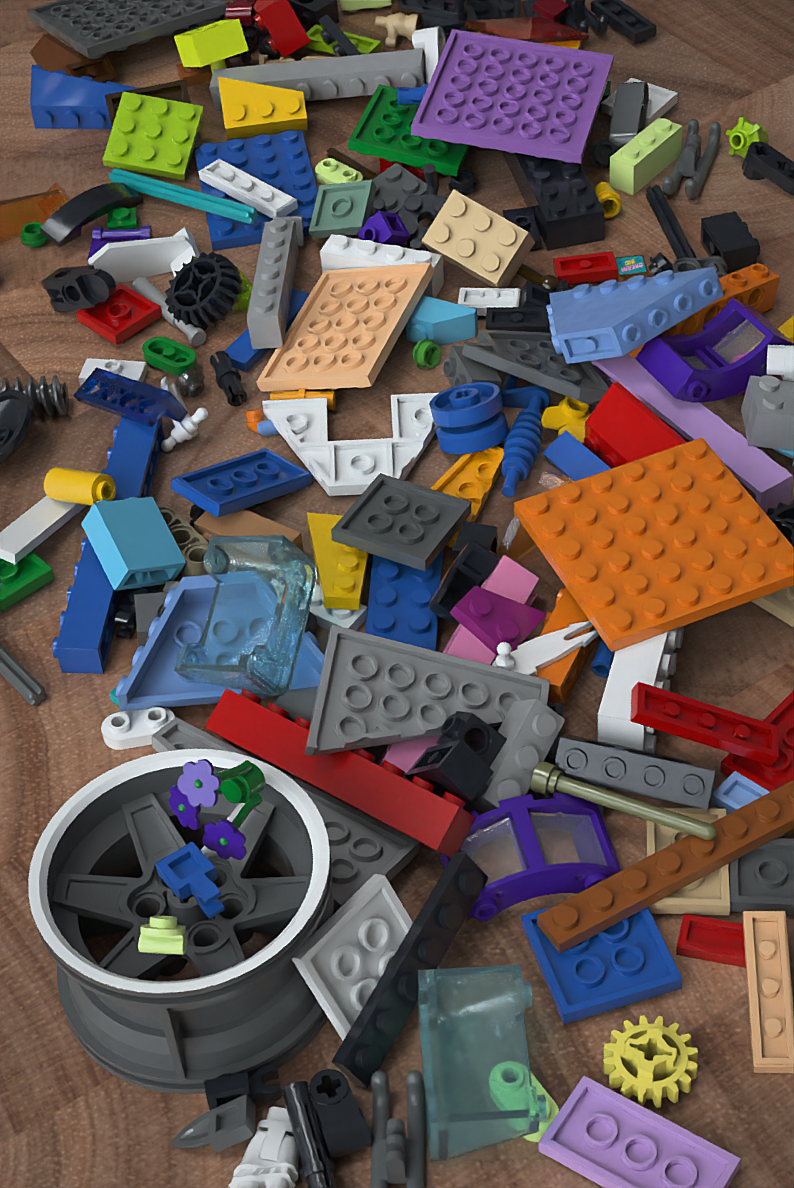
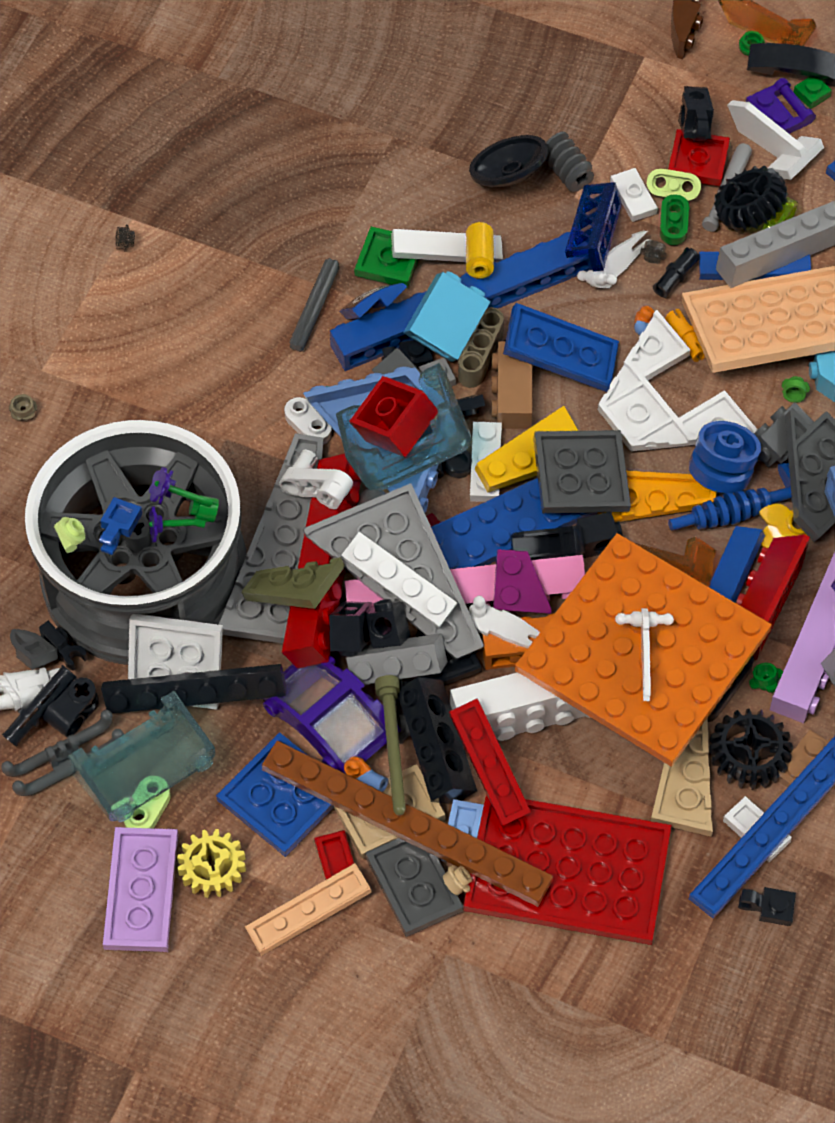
camera: 55 degrees right, 15 degrees up
(52, 599) = (375, 298): none -> blue slope
(129, 338) = (673, 184): none -> yellowish green plate
(234, 608) = (394, 416): none -> red brick
(262, 709) = (327, 485): none -> white beam
(366, 795) = (294, 587): none -> olive wing
(429, 699) = (399, 580): none -> white plate
(628, 853) = (361, 771): none -> arm
(674, 523) = (644, 620): none -> white piece

